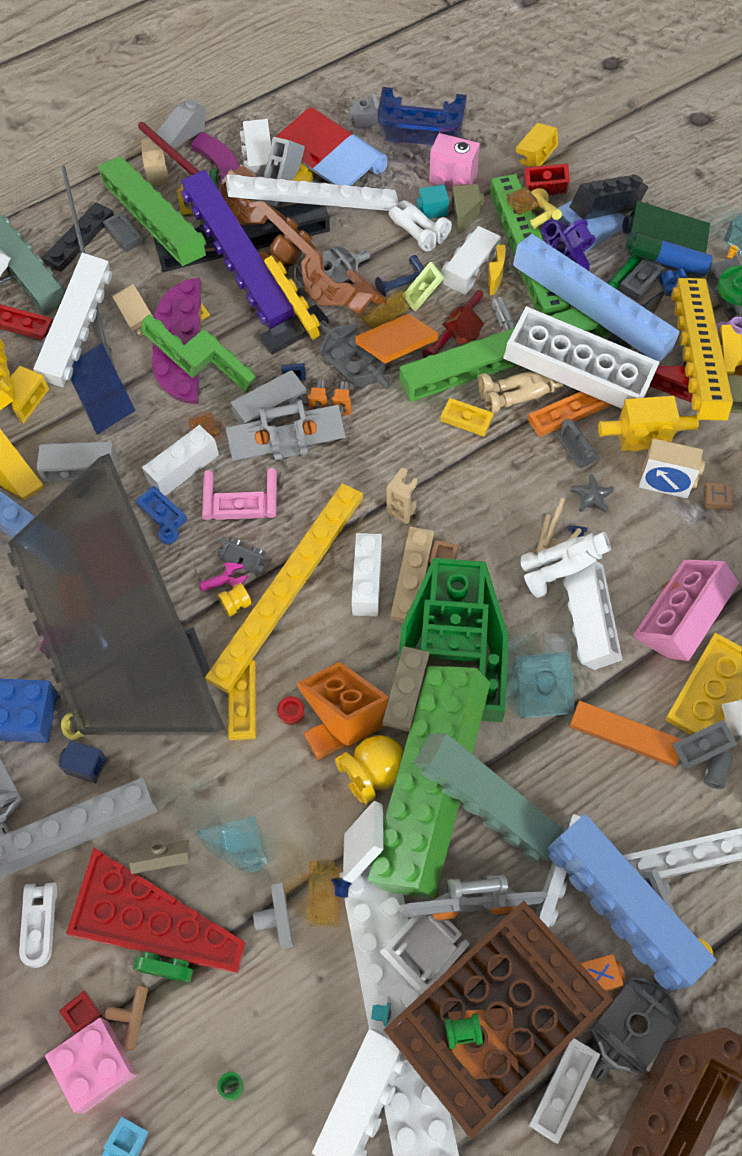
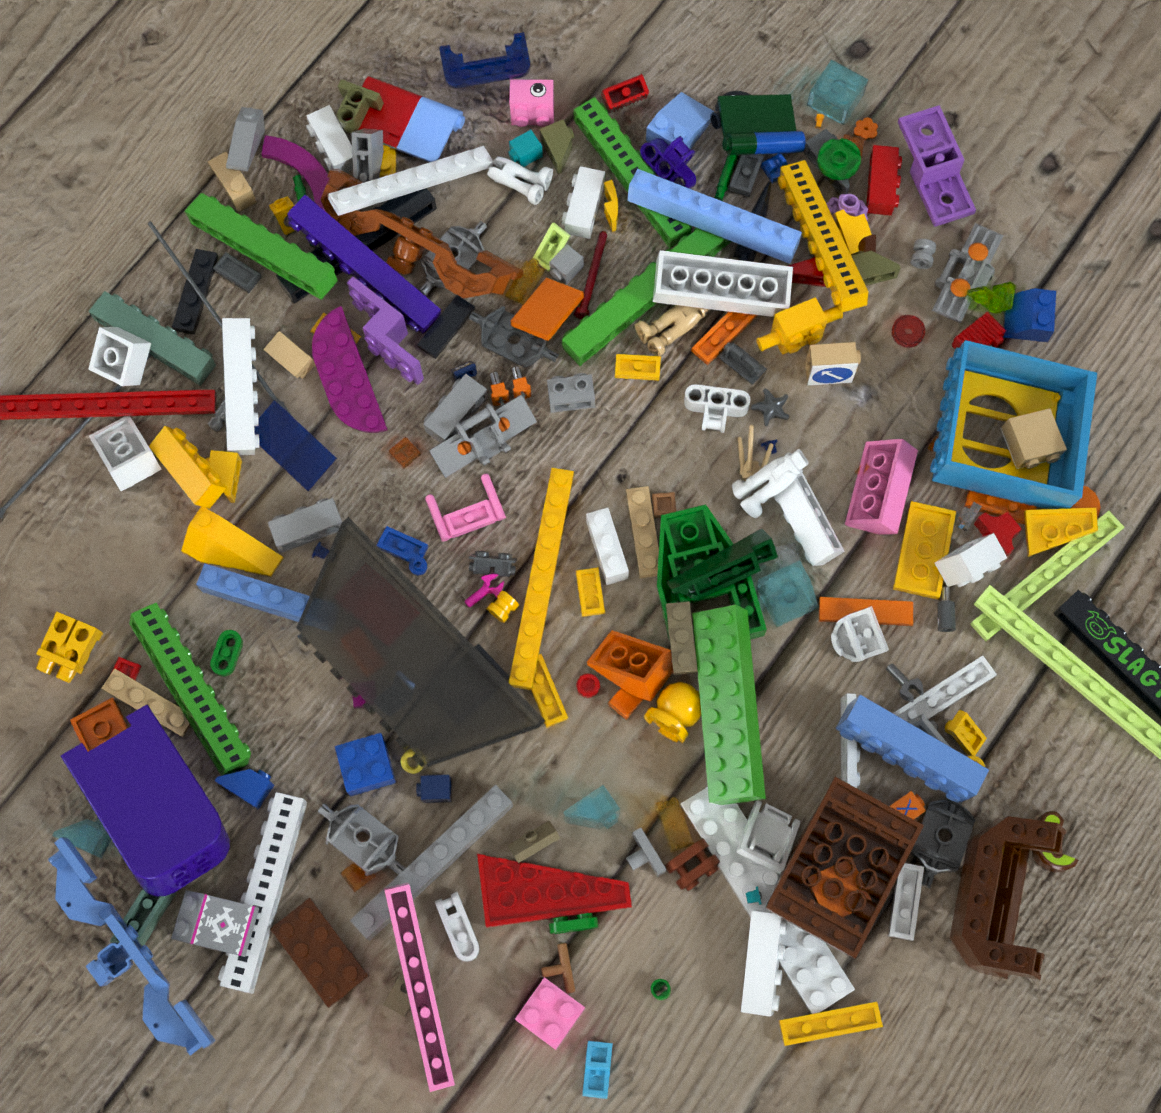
camera: 20 degrees left, 10 degrees up
(80, 1012) = (522, 980): red tile -> none
(167, 148) = (293, 193): dark red bar -> none
(181, 460) = (400, 494): white brick -> none
(198, 353) = (374, 385): bright green bracket -> none
(231, 310) = (385, 331): none -> medium lavender bracket
(290, 120) = (356, 110): none -> olive tile
(299, 304) = (445, 304): yellow plate -> none
(331, 615) = (590, 592): none -> yellow plate
(341, 887) = (687, 813): clear blue piece -> none
(342, 956) = (689, 878): none -> copper brick
(363, 842) = (692, 773): white tile -> none
(364, 112) = (420, 63): light grey brick -> none
(385, 286) = (515, 256): dark blue piece -> none
(389, 420) = (571, 392): none -> light grey brick
(399, 497) = (611, 468): tan hinge -> none
(432, 306) = (566, 264): none -> light grey brick
(463, 324) = (602, 275): clear red brick -> none
(463, 1031) = (825, 886): green bush -> none
(482, 630) = (725, 567): none -> dark green wedge
(488, 796) = (779, 705): sand green brick -> none
(488, 894) = (802, 779): light grey piece -> none
(503, 314) = (634, 252): light grey axle -> none
(522, 200) = (612, 127): clear orange plate -> none
(531, 483) = (716, 414): none -> white beam
(538, 145) = (602, 53): yellow hinge -> none
(543, 204) = (624, 117): light yellow piece -> none
(608, 196) = (691, 99): black brick -> none
(609, 755) = (859, 636): none -> white slope
(647, 828) = (905, 683): none -> flat silver bar
(701, 909) = (965, 733): none -> yellow tile
(704, 744) = (930, 601): dark grey plate -> none
(718, 496) = (877, 372): medium nougat tile -> none

